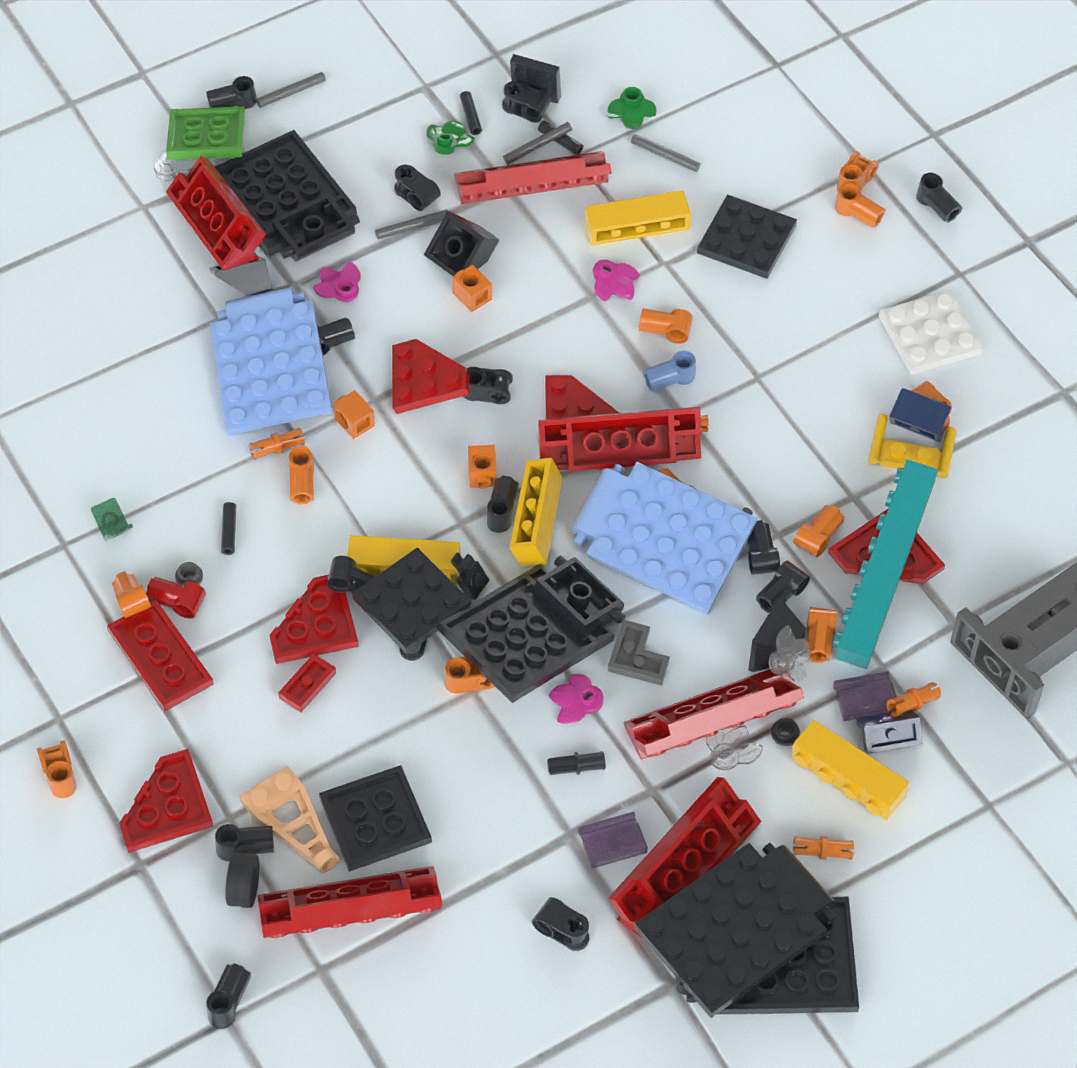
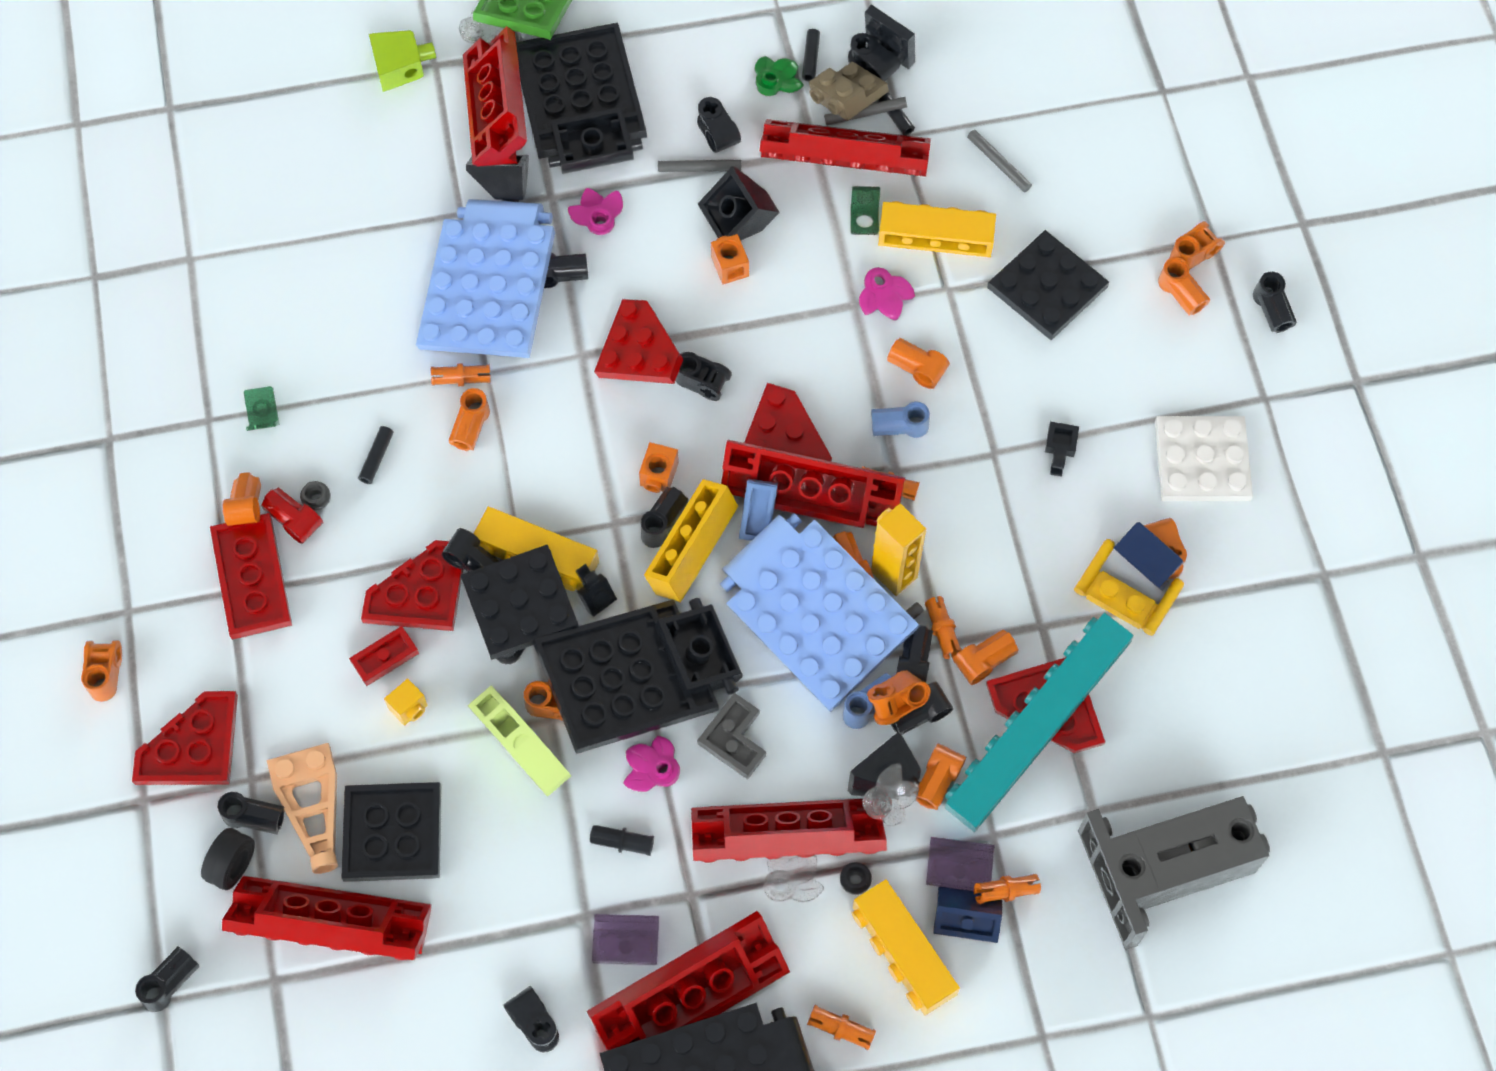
camera: 20 degrees right, 10 degrees up
(110, 207) = (399, 57): none -> lime torso
(343, 712) = (406, 702): none -> yellow plate
(353, 414) = (550, 366): orange brick -> none
(457, 709) = (519, 740): none -> yellowish green slope
(515, 130) = (847, 90): none -> dark tan plate
(568, 214) = (864, 202): none -> clear green bracket
(581, 471) = (757, 508): none -> medium blue tile
(631, 108) = (982, 101): green plate -> none
(718, 458) = (897, 548): none -> yellow brick
(739, 592) = (860, 699): none -> medium blue piece
(764, 578) = (898, 696): none -> orange piece
(775, 519) = (943, 627): none -> orange pin
(811, 351) = (1061, 443): none -> black plate

